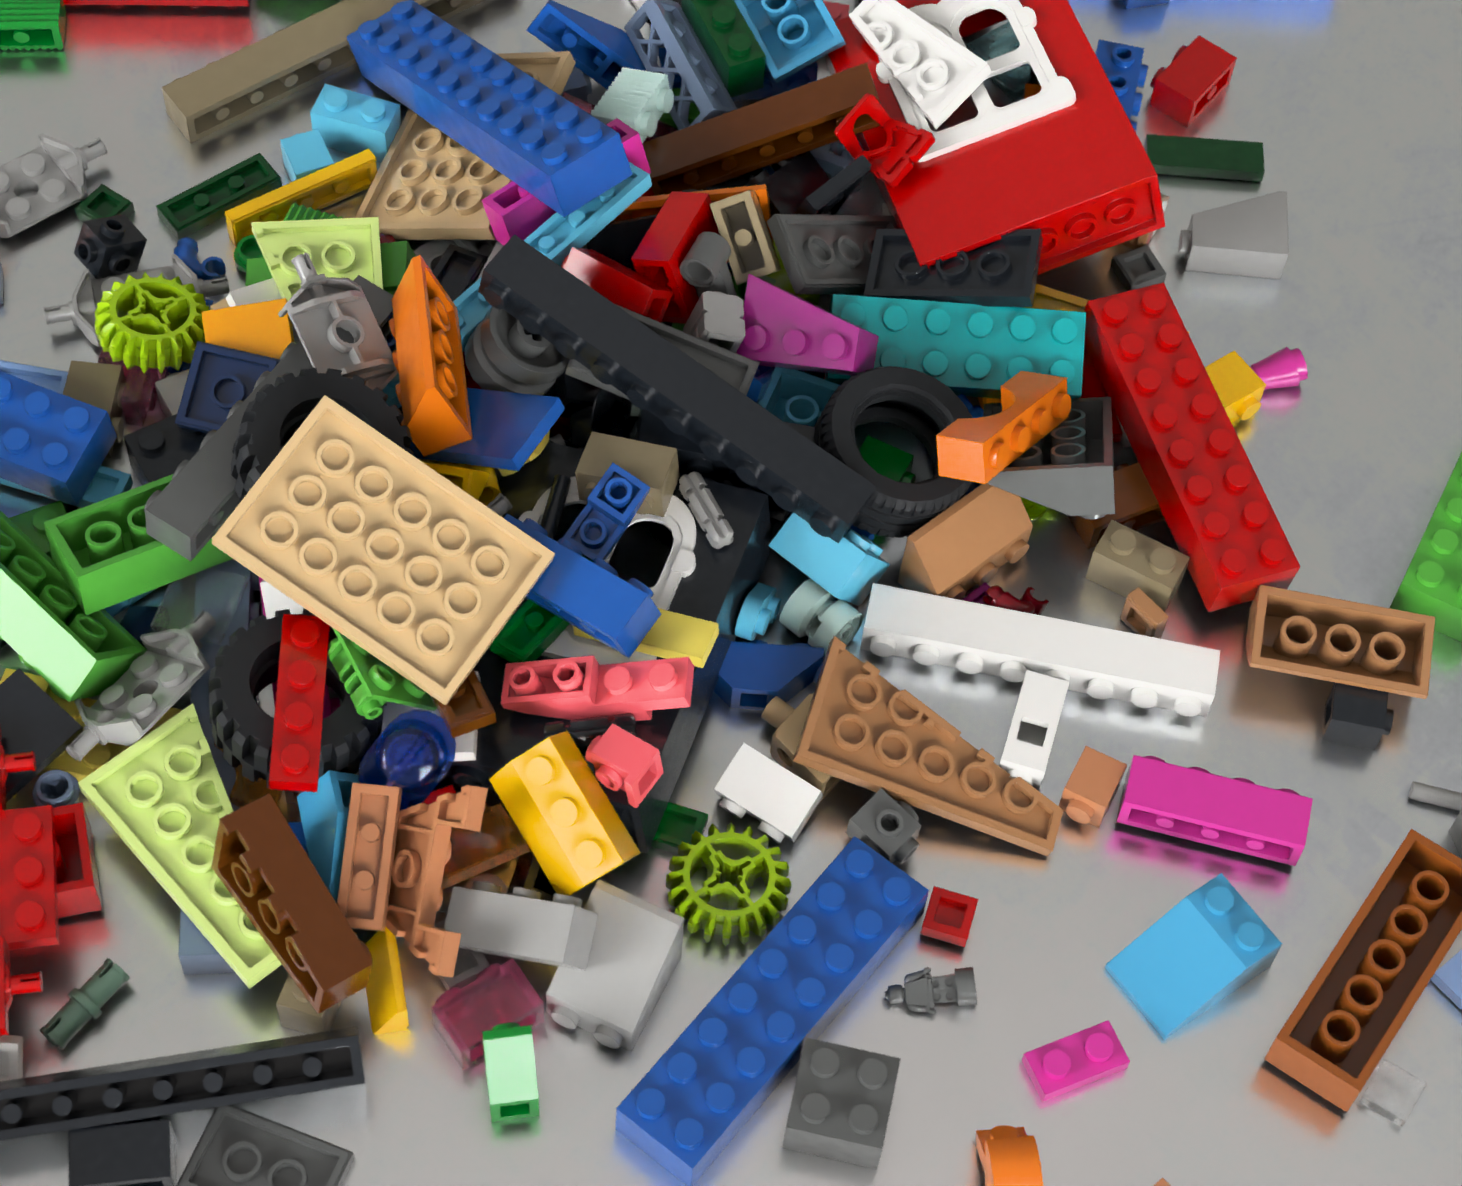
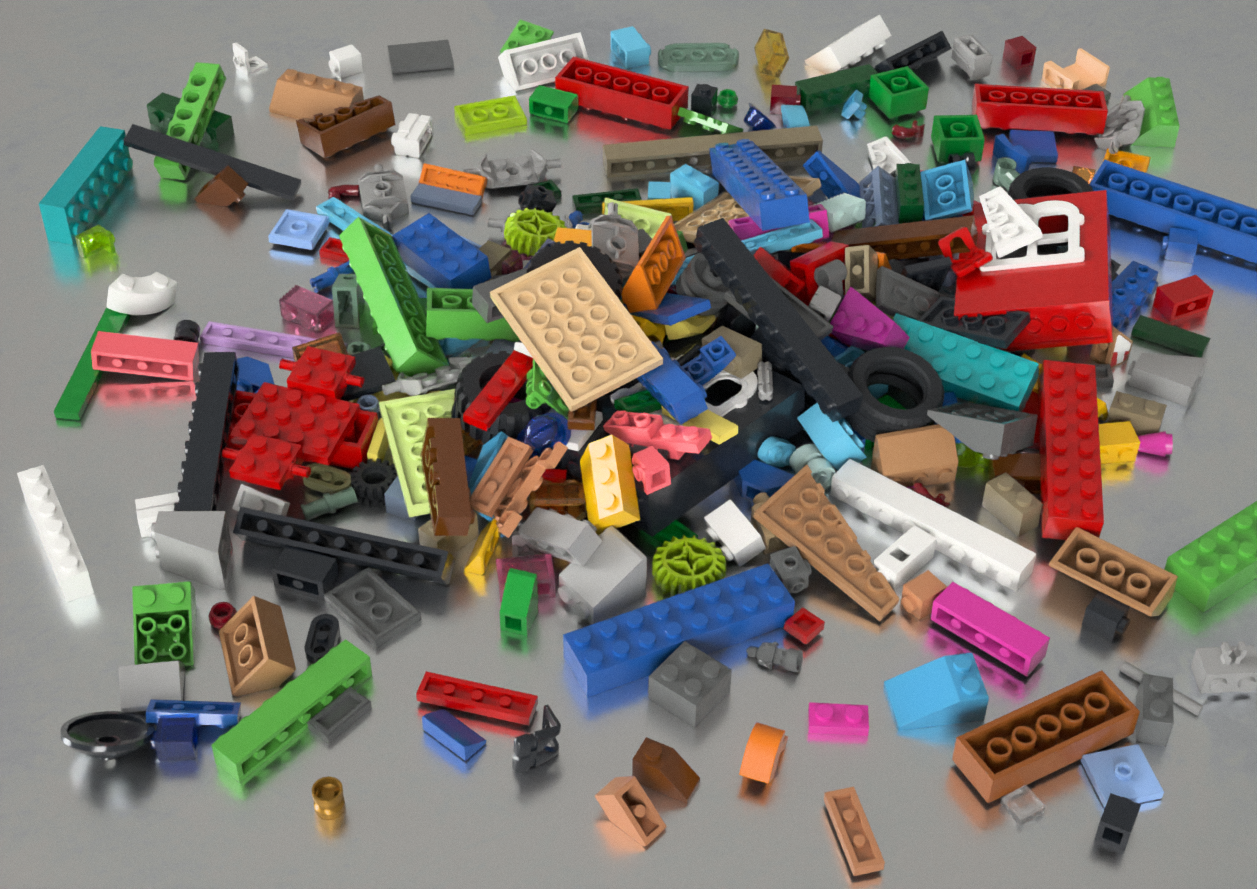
camera: 30 degrees right, 15 degrees down
(58, 960) = (327, 479): none -> olive plate
(107, 857) = (379, 443): none -> light yellow tile
(131, 905) = (372, 472): none -> black tyre
(986, 445) = (949, 397): orange arch -> none
(1143, 615) = (1002, 524): medium nougat tile -> none
(1227, 327) = (1143, 414): none -> dark tan brick

